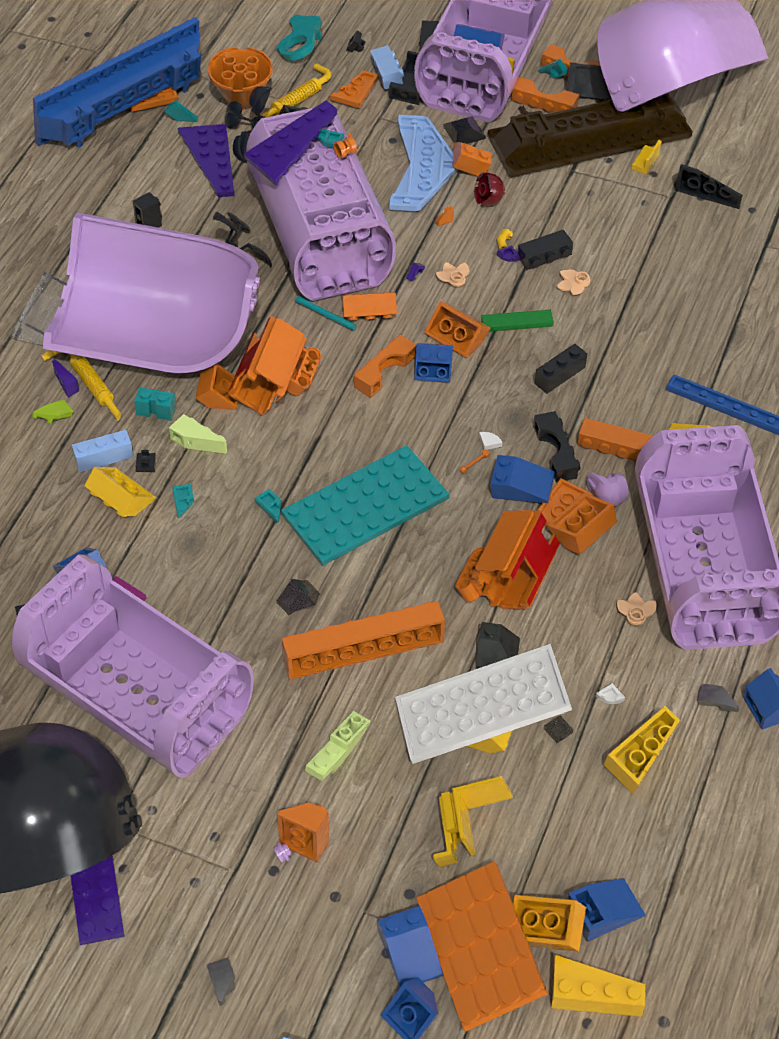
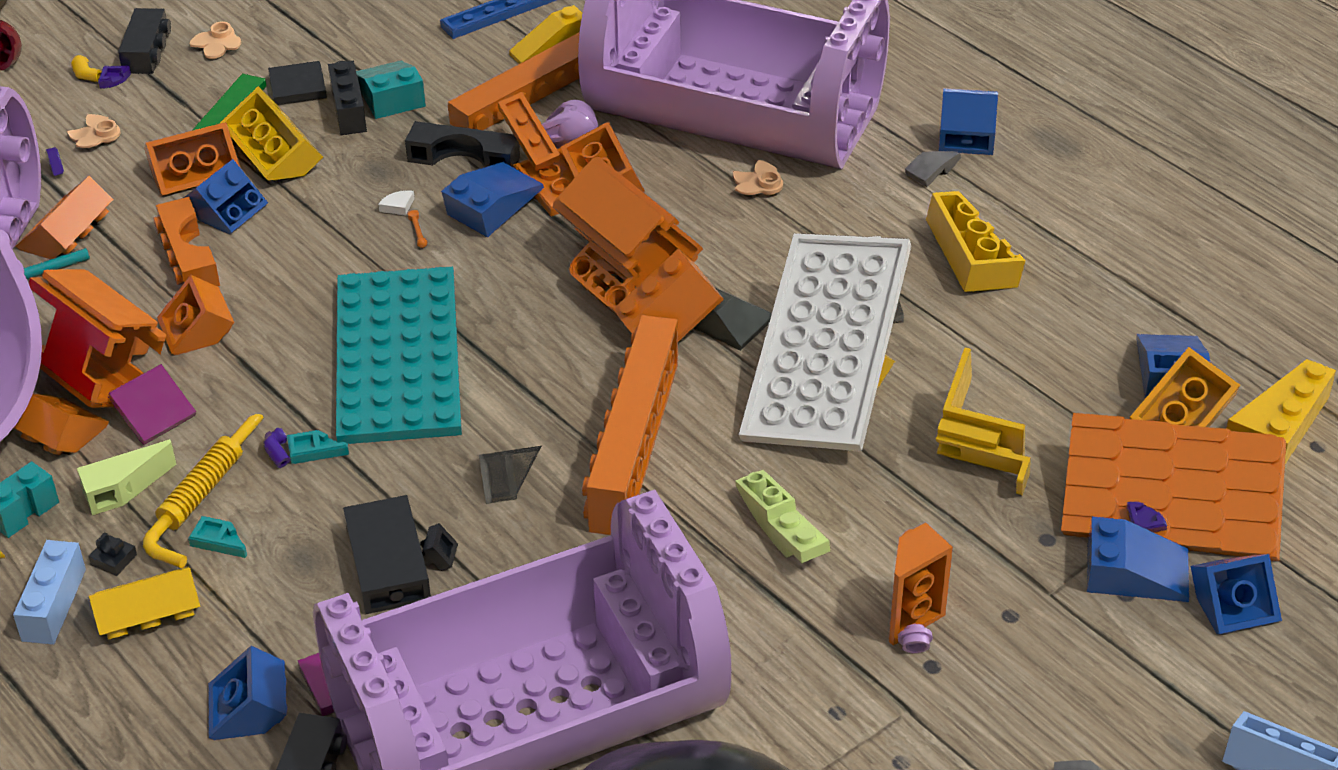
camera: 60 degrees left, 10 degrees down
(205, 574) = (387, 554): none -> black panel
(206, 469) = (194, 489): none -> yellow piece
(224, 596) = (439, 547): none -> black tile
(252, 419) = (152, 404): none -> magenta tile
(256, 486) = (273, 447): none -> dark purple arm
(331, 401) = (195, 317): none -> orange slope
(444, 937) = (1146, 517): none -> dark purple tile
(471, 610) = (672, 292): none -> orange slope
(498, 353) = (270, 138): none -> yellow slope
(562, 336) = (297, 82): none -> black tile
(581, 469) = (529, 131): none -> orange plate
(589, 382) = (391, 88): none -> teal slope

